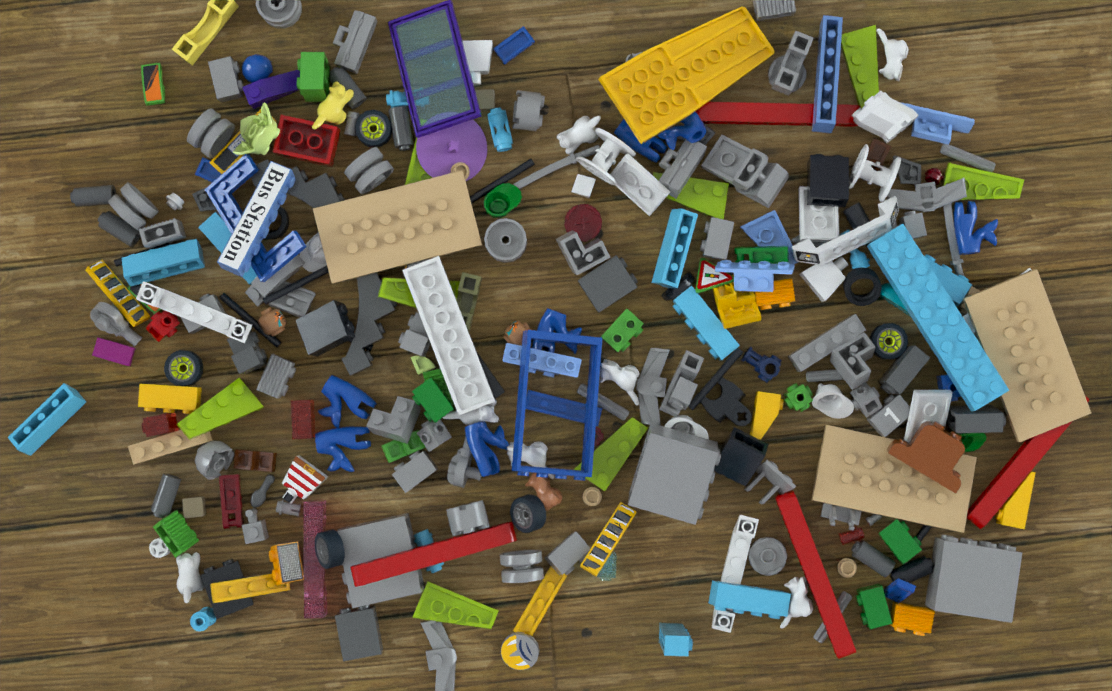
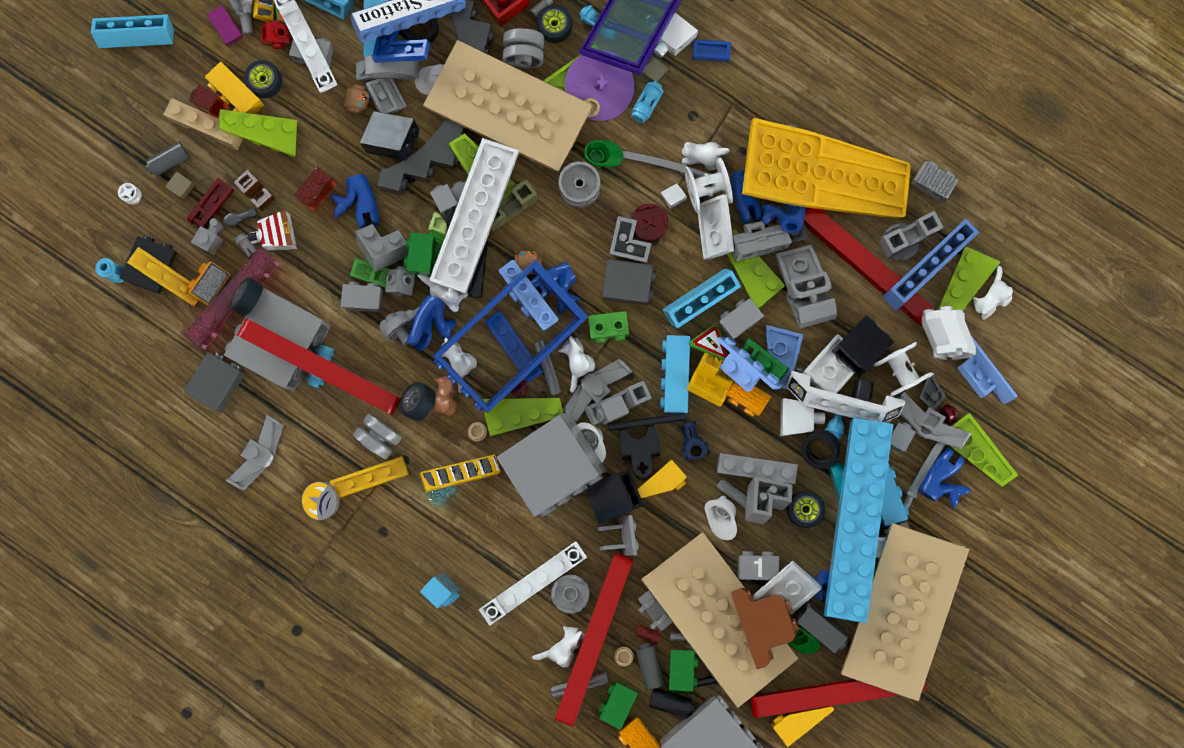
camera: 45 degrees right, 5 degrees down
(176, 533) = (149, 192): bright green brick -> none
(189, 577) = (134, 227): white animal -> none
(213, 458) = (224, 161): light grey cylinder -> none
(248, 355) = (317, 107): dark grey brick -> none
(249, 319) = (342, 84): black bar -> none
(276, 376) = (324, 141): light grey brick -> none
(295, 285) = (395, 87): black bar -> none
(344, 436) = (318, 220): blue piece -> none
(401, 128) = (574, 39): dark grey brick -> none
(449, 607) = (296, 419): lime wing -> none
(467, 518) = (369, 365): light grey brick -> none
(503, 179) = (619, 141): black bar -> none
(527, 110) = (679, 103): light grey brick -> none
(567, 554) = (419, 457): light grey brick -> none
(685, 281) = (681, 331): black tile -> none
(749, 598) = (527, 613): medium azure brick -> none
(791, 397) = (690, 491): bright green brick -> none
(866, 399) = (749, 538): light grey brick -> none
(877, 152) = (921, 358): reddish brown slope -> none
(899, 590) = (648, 708): blue tile -> none
(903, 370) = (797, 540): dark grey brick -> none
(967, 158) = (987, 421): light grey axle -> none

